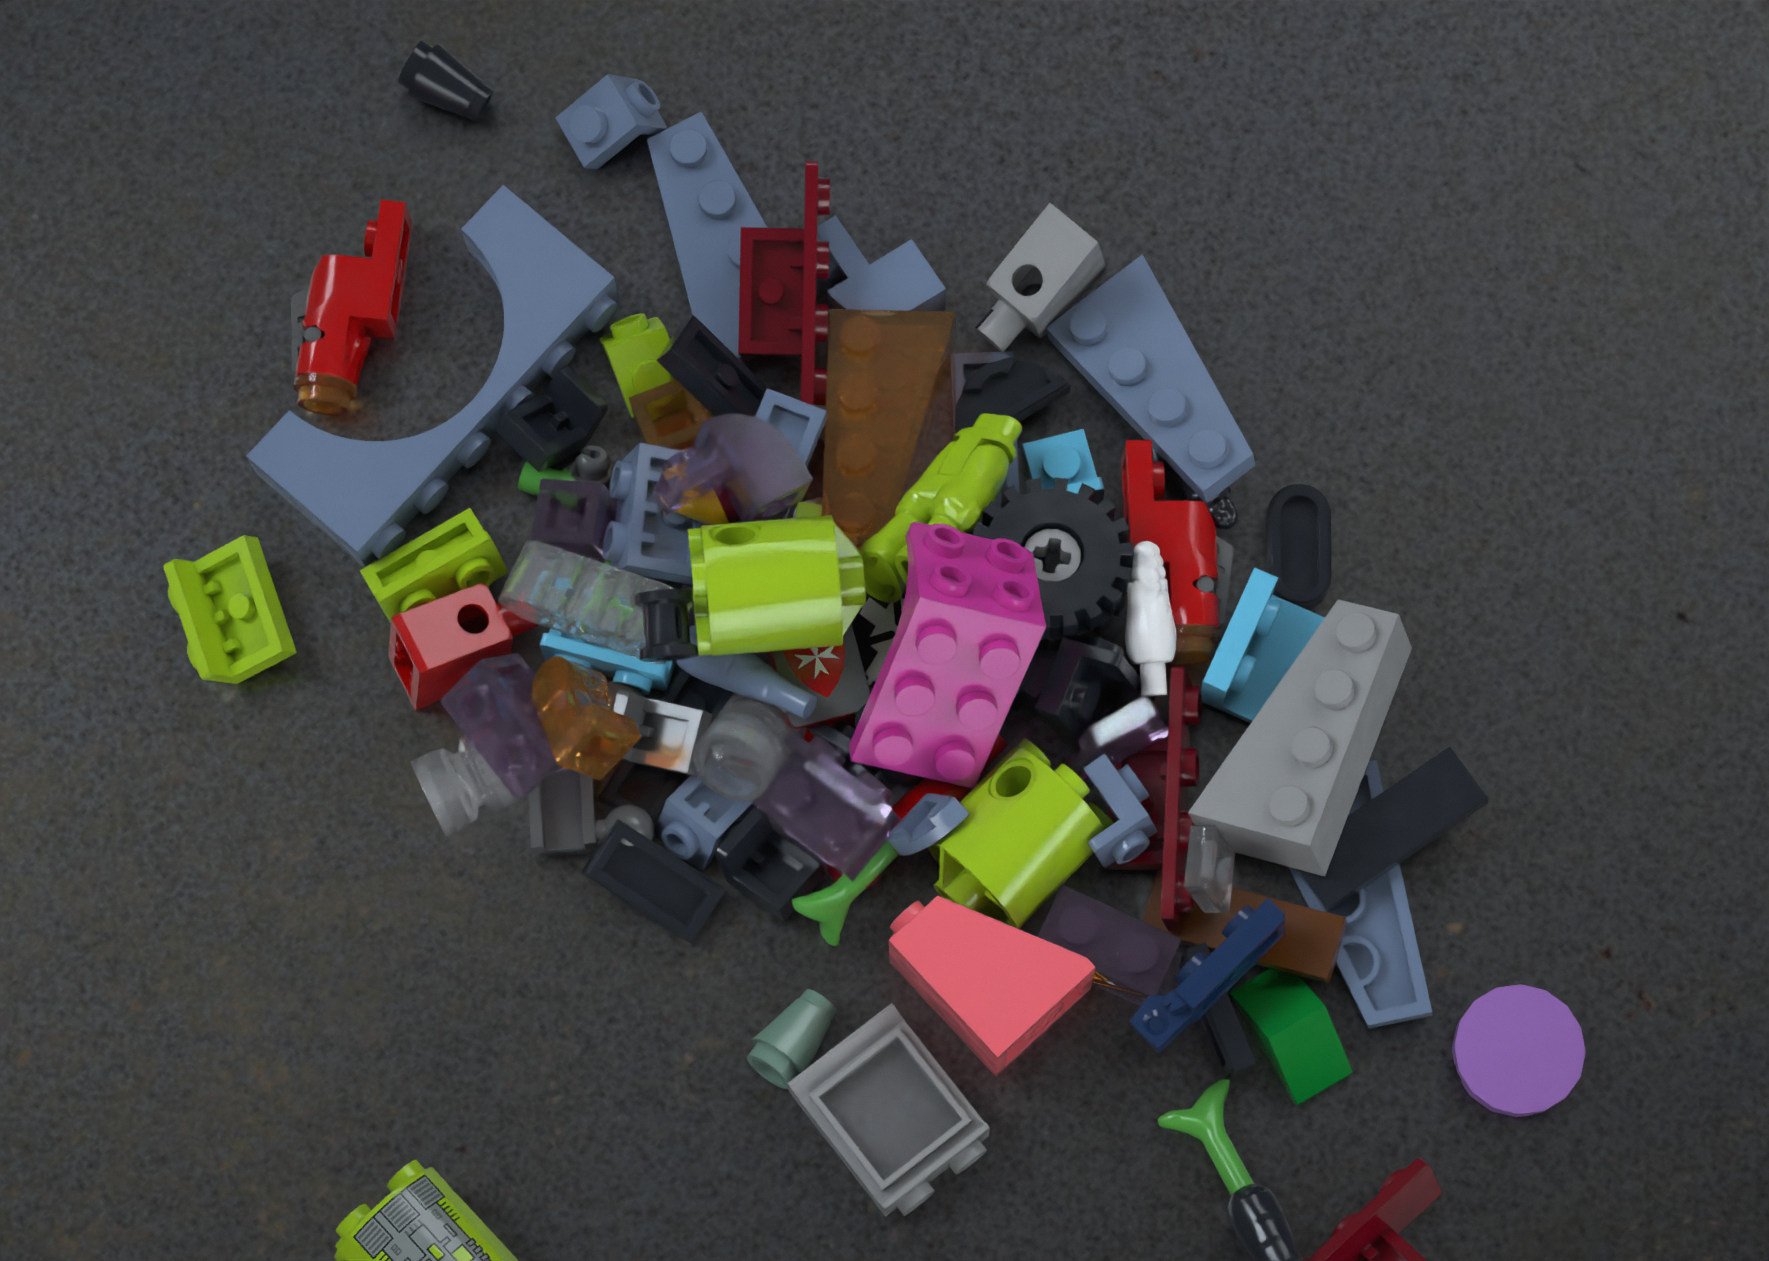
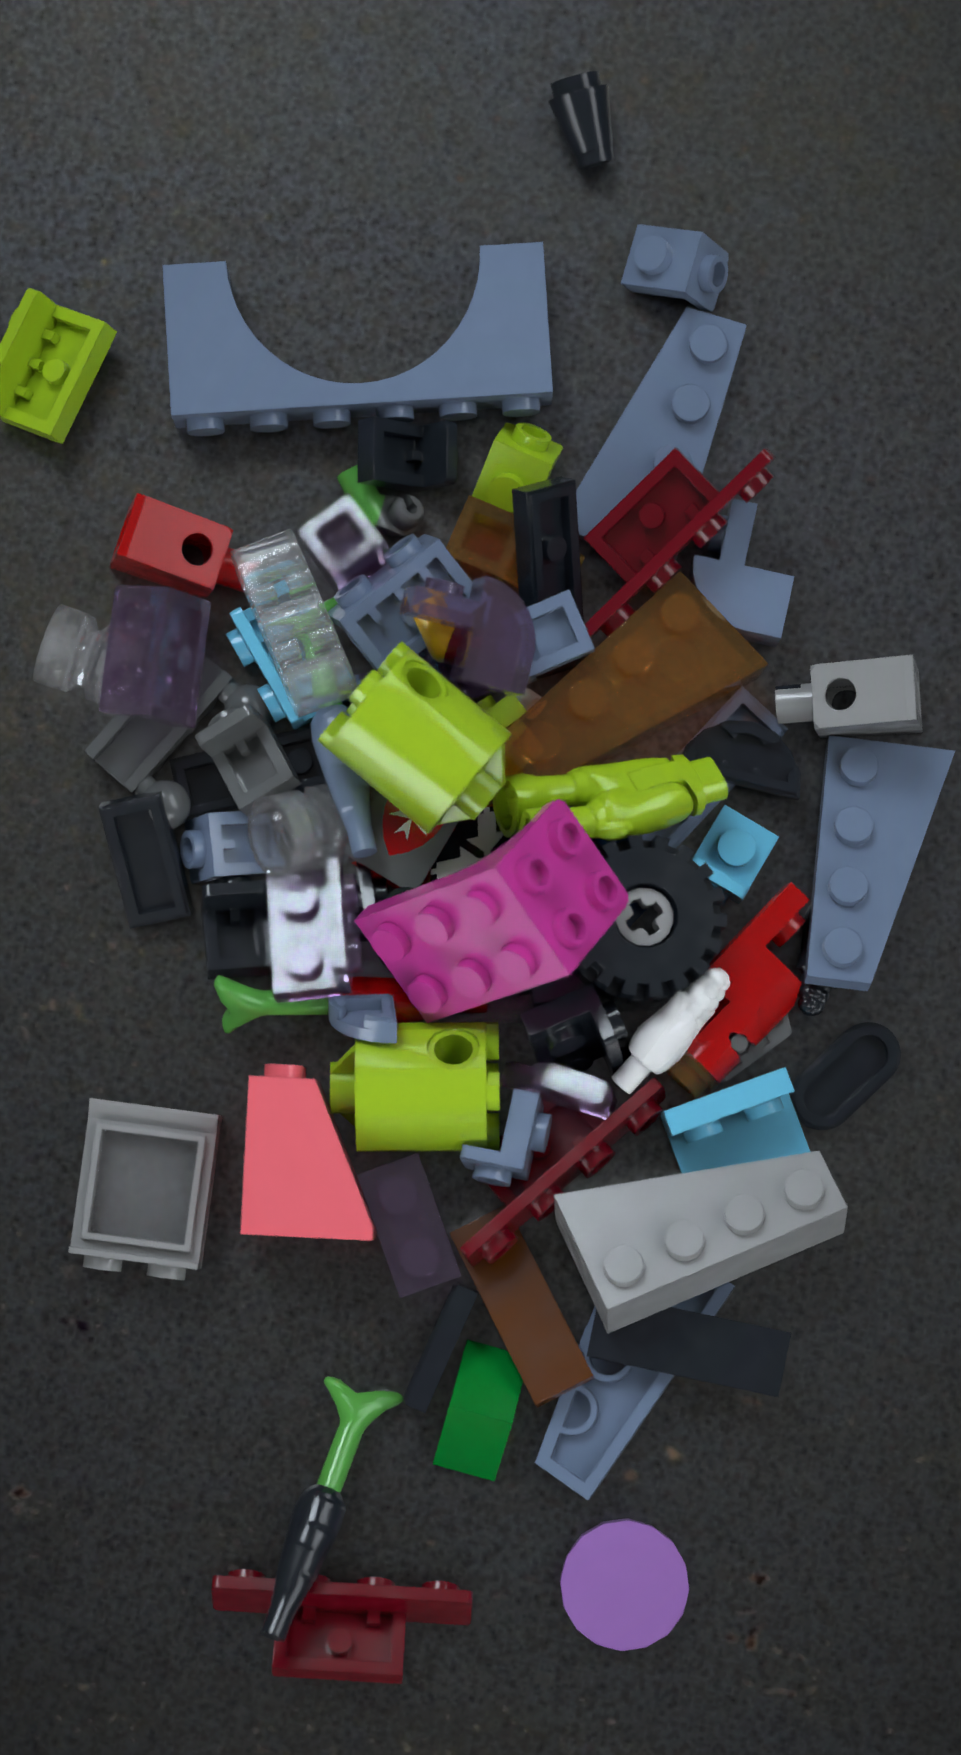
camera: 40 degrees right, 10 degrees up
(345, 308) = (345, 218): red plate -> none
(435, 565) = (216, 480): lime bracket -> none
(579, 718) = (199, 697): clear orange leg -> none
(666, 625) = (314, 697): black bush -> none
(792, 1039) = (131, 1066): sand green cone -> none
(1209, 869) = (532, 1246): clear tile -> none
(1209, 977) = (446, 1322): dark blue hinge -> none

